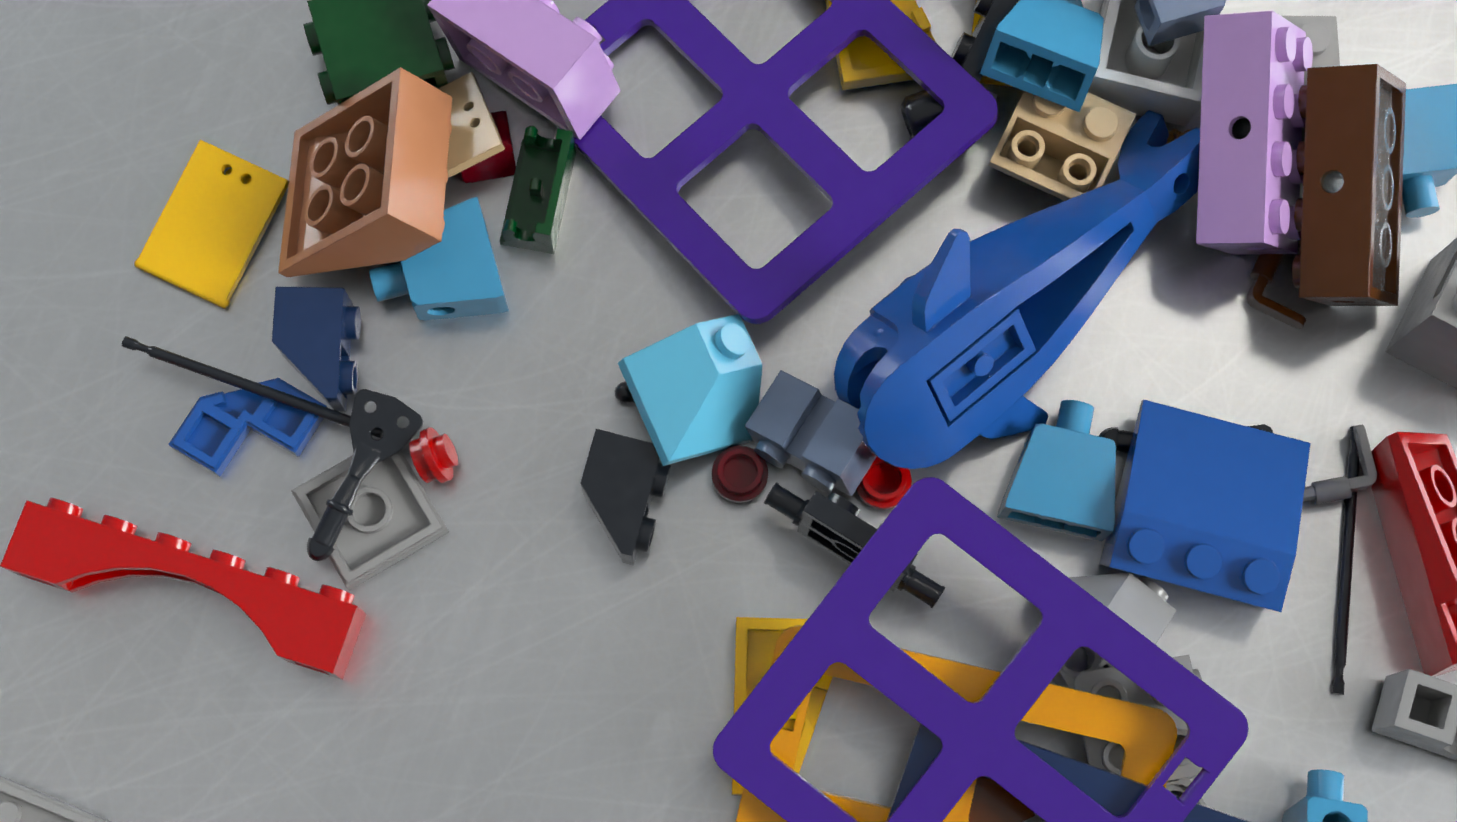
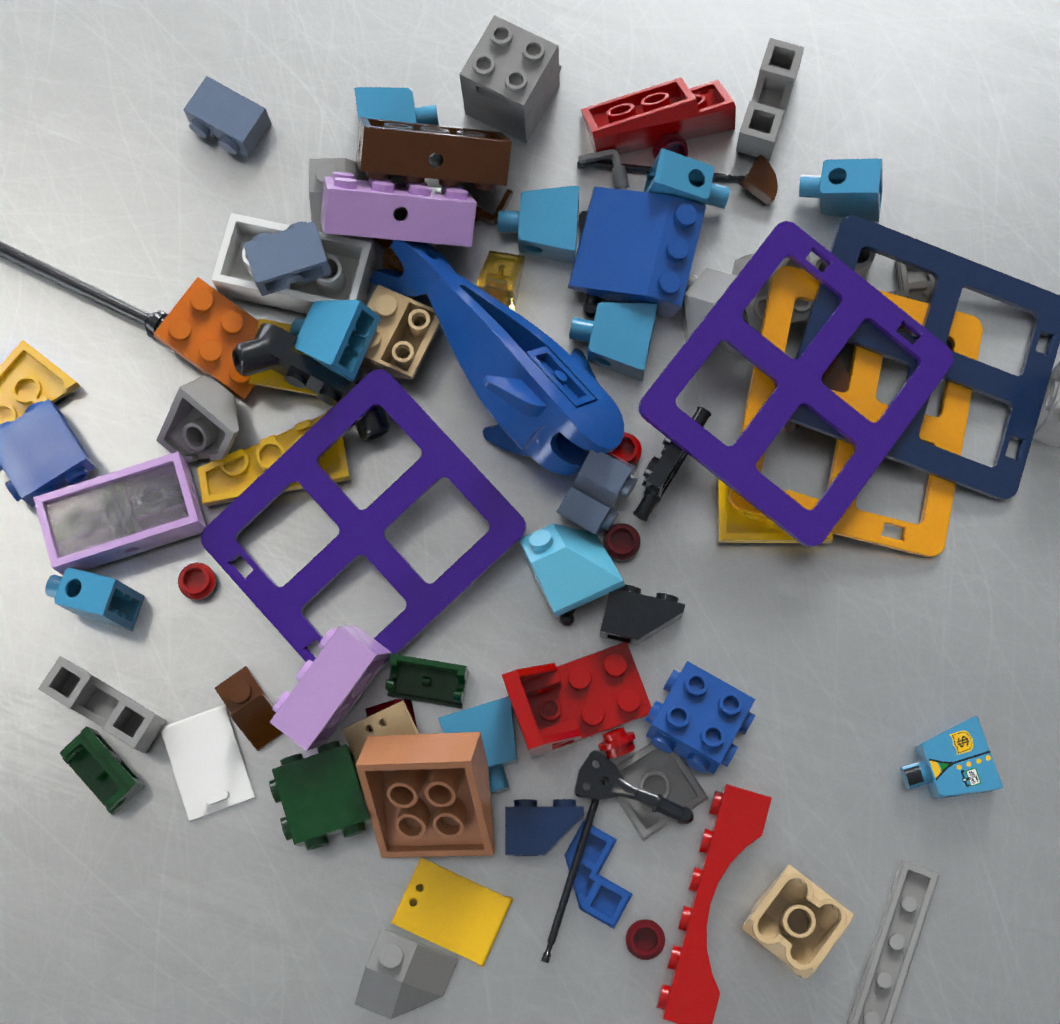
camera: 80 degrees left, 0 degrees up
(133, 157) = (403, 975): none -> light grey slope
(144, 702) = (797, 921): none -> tan piece
(150, 489) = (645, 939): none -> dark red plate
(459, 573) = (699, 718): none -> blue brick
(497, 389) = (576, 698): none -> red bracket
(1157, 302) = (502, 277): none -> clear yellow slope
(1250, 370) = (545, 223): none -> dark azure torso
(1332, 564) = (685, 179): none -> dark azure torso
(1334, 714) = (761, 181): none -> reddish brown tile
(1379, 569) = (671, 142): none -> dark red plate

